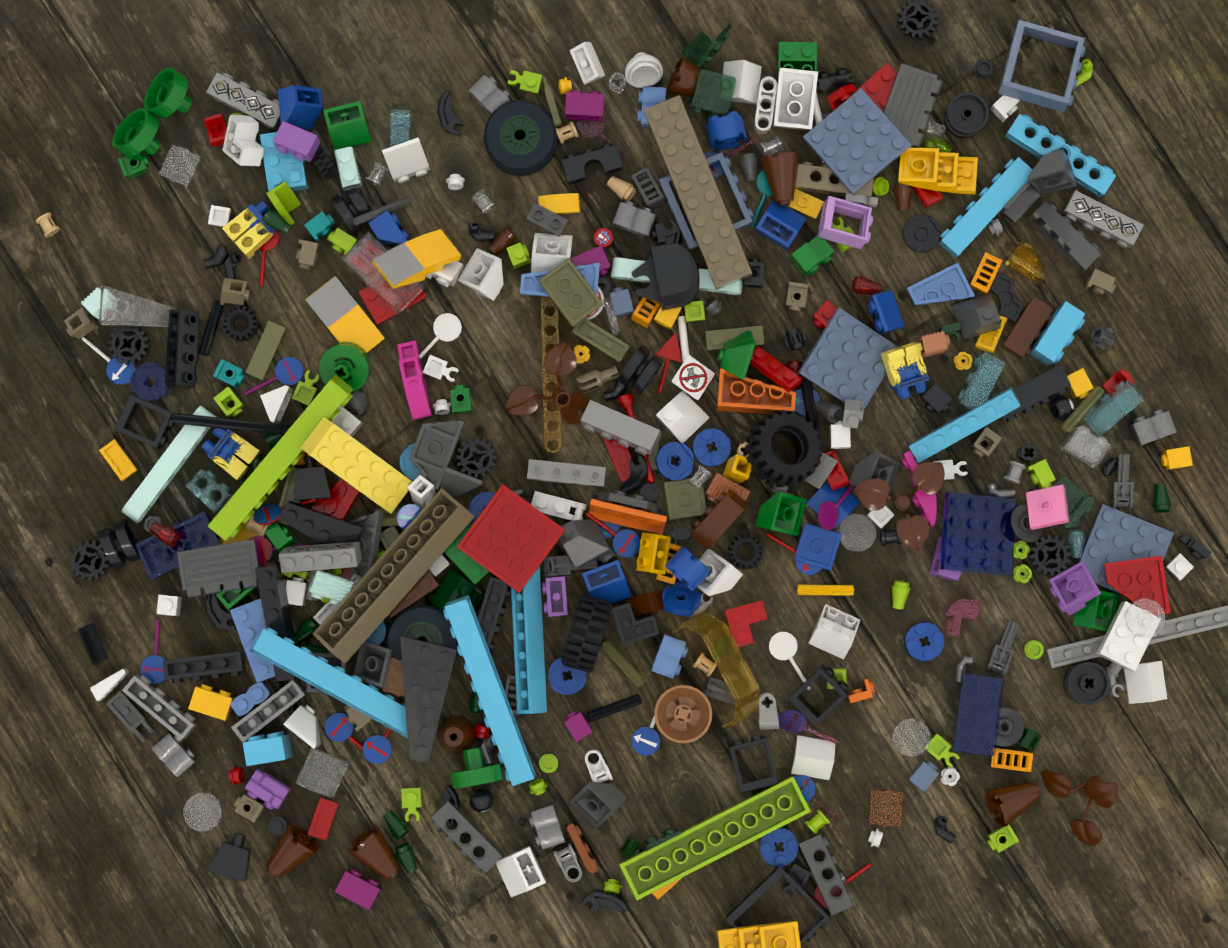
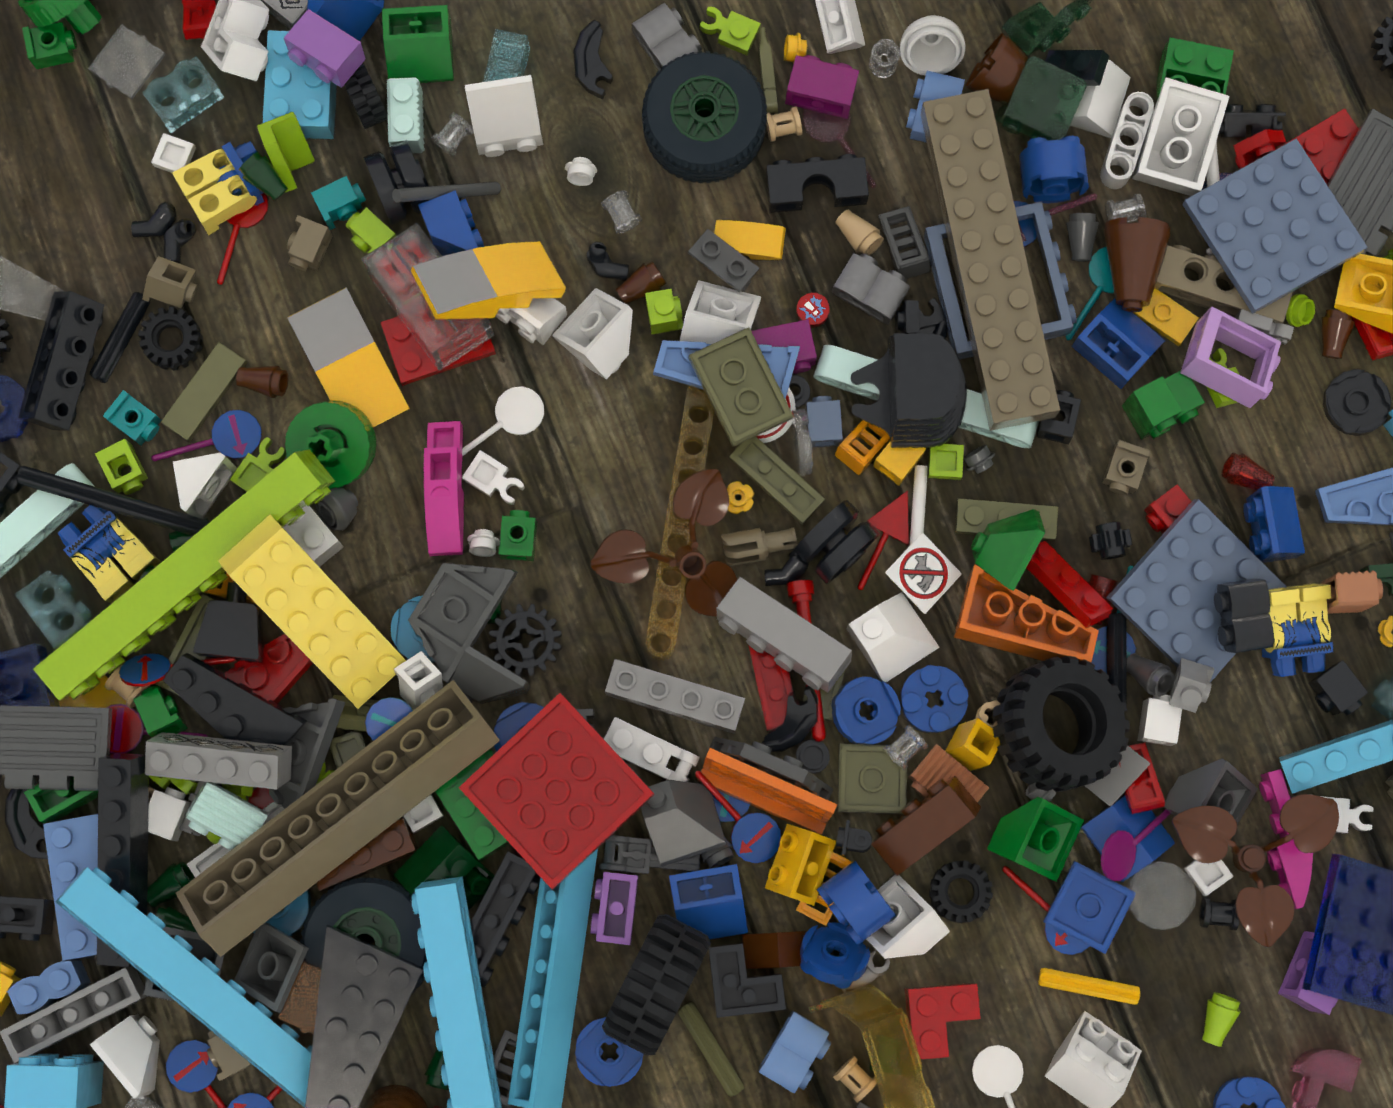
camera: 10 degrees right, 5 degrees down
(221, 183) = (188, 101): none -> clear light blue brick
(298, 337) = (264, 380): none -> reddish brown cone
(731, 66) = (1082, 63): none -> black plate
(875, 368) = (1244, 615): none -> black brick

